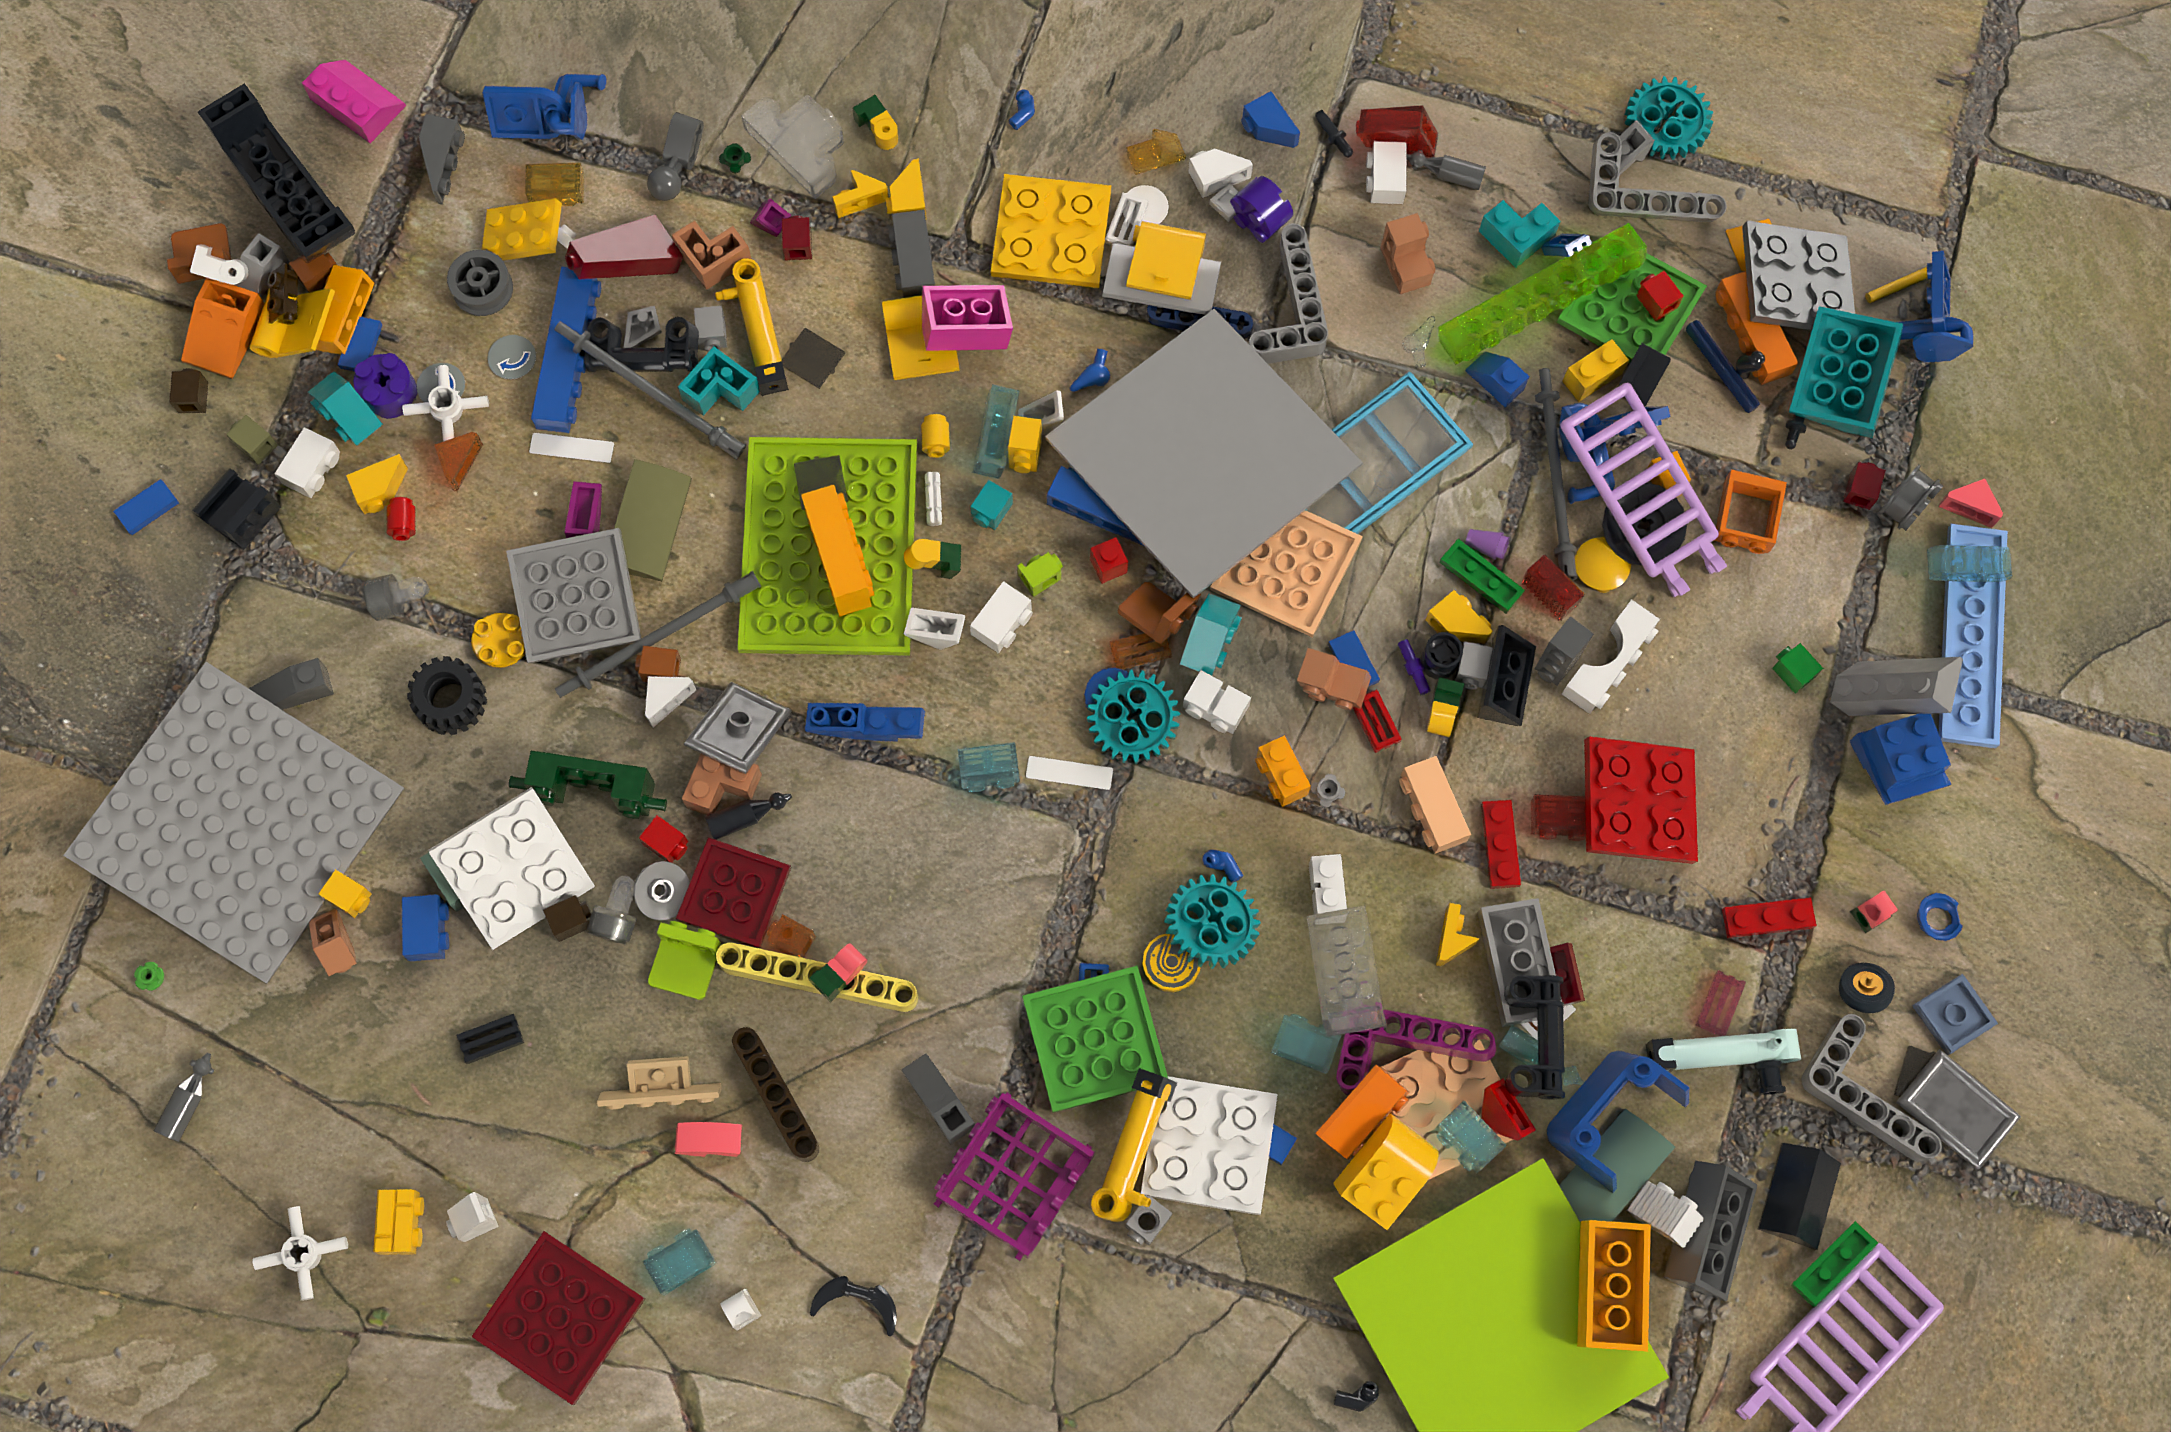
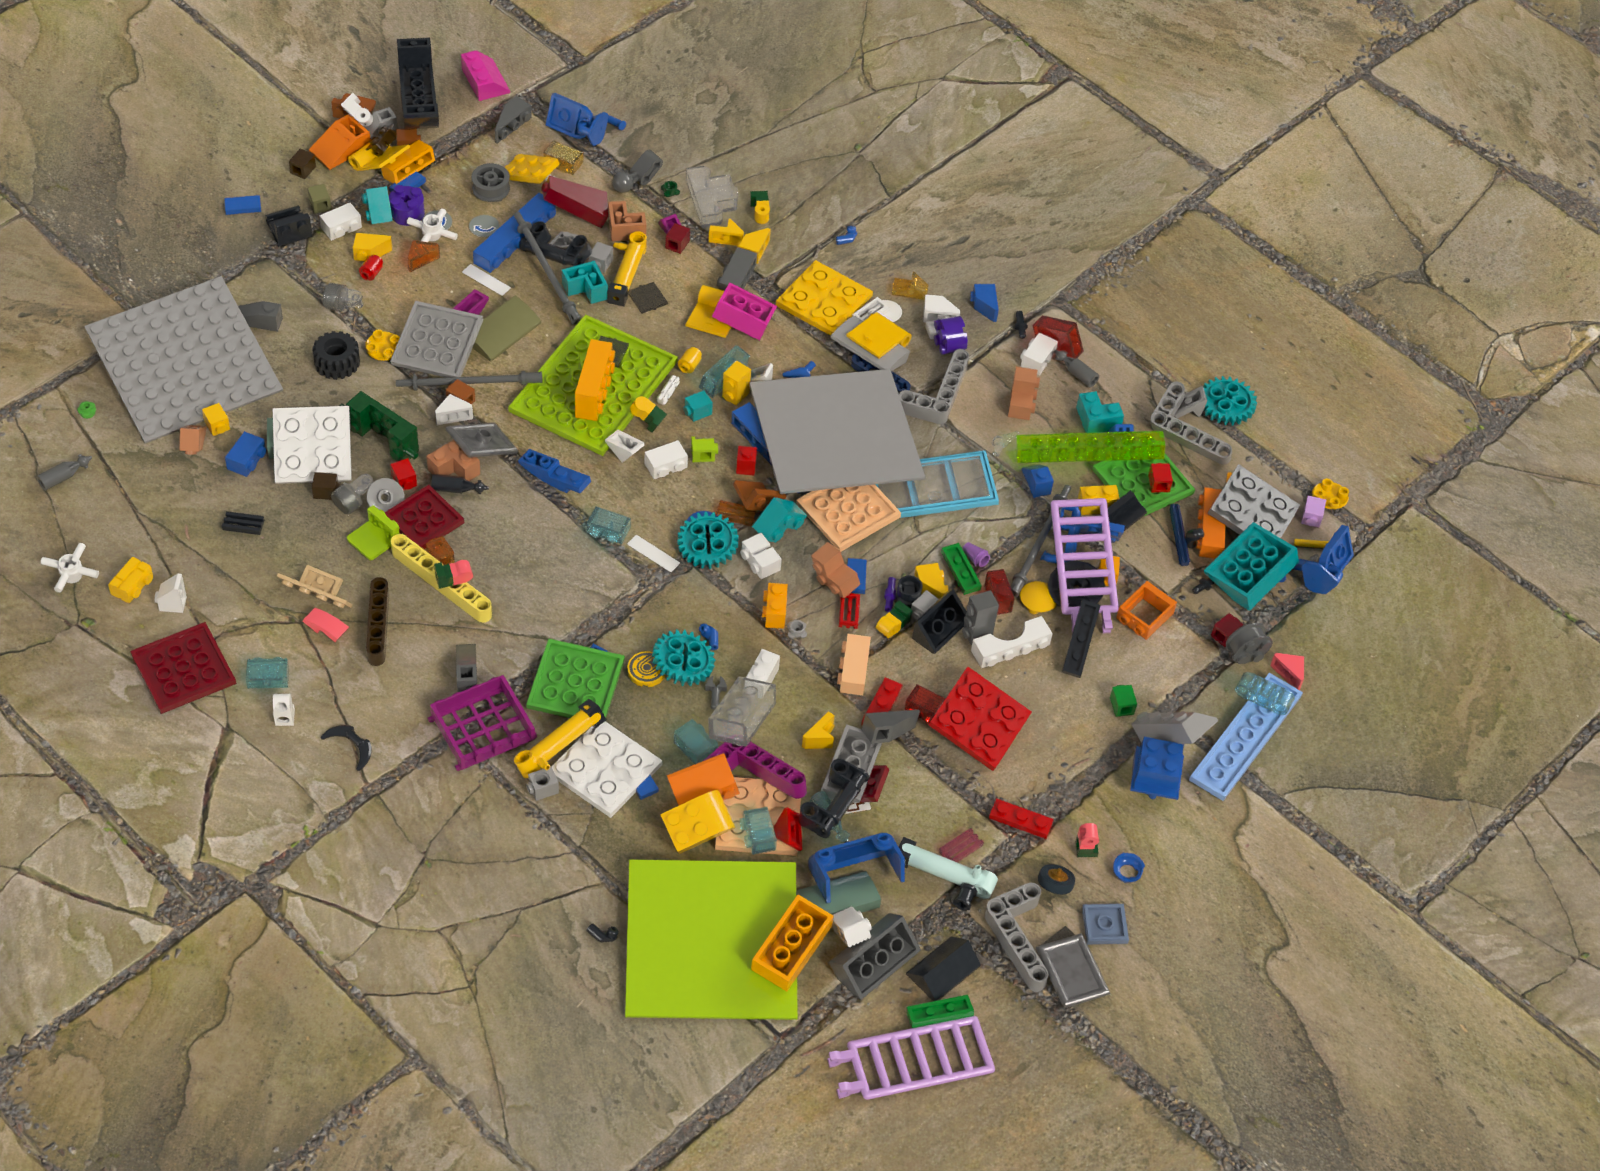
camera: 25 degrees right, 20 degrees down
(1280, 946) = (715, 690): none -> dark grey bar
(1533, 888) = (887, 726): none -> dark grey slope
(1699, 606) = (1081, 638): none -> black plate
(1870, 238) = (1313, 511): none -> lavender brick
(1874, 198) = (1333, 493): none -> yellow dish

